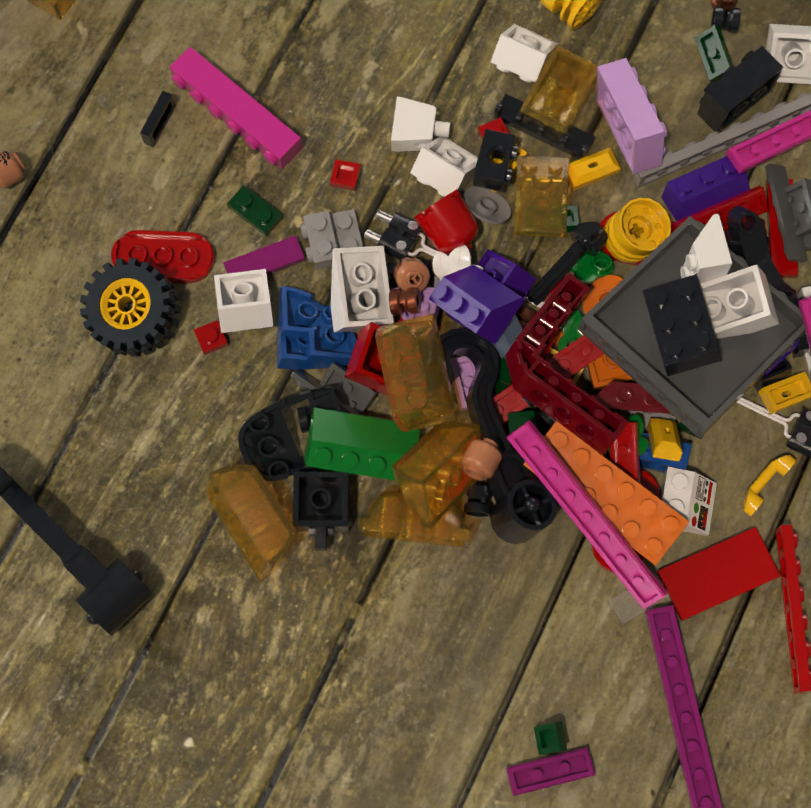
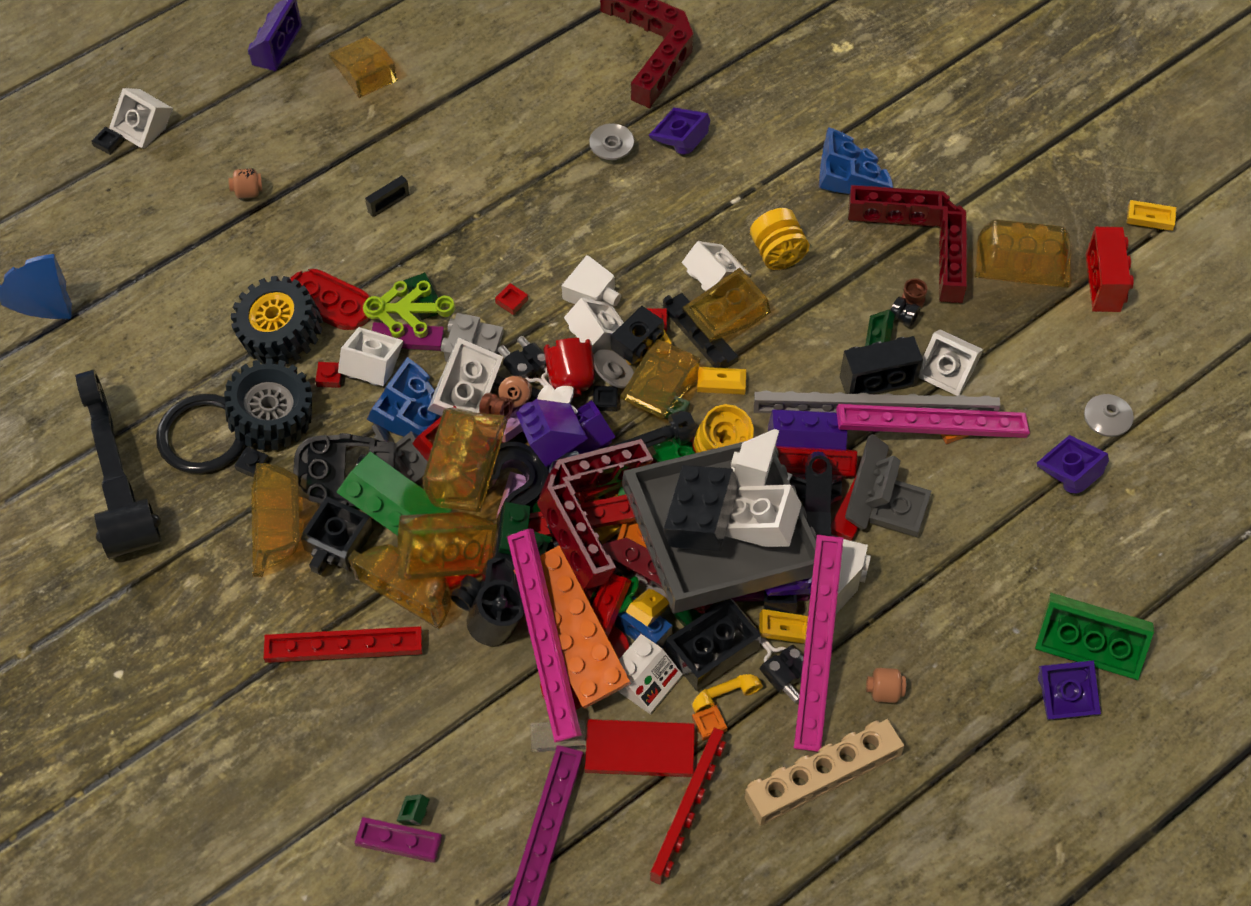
camera: 25 degrees right, 15 degrees down
(140, 496) = (187, 466): none -> black wedge
(162, 376) = (268, 387): none -> black wheel
(189, 466) = (247, 461): none -> black plate
(236, 108) = (454, 214): dark pink brick -> none
(249, 234) = (406, 307): none -> lime plant
(389, 609) = (342, 644): none -> red plate
(481, 459) = (480, 548): nougat head -> none
(493, 238) = (606, 398): none -> black tile
(496, 419) = (514, 520): none -> dark green plate
(630, 115) = (771, 346): lavender brick -> none
(735, 445) = (713, 644): none -> black brick
(766, 518) = (707, 720): none -> orange tile

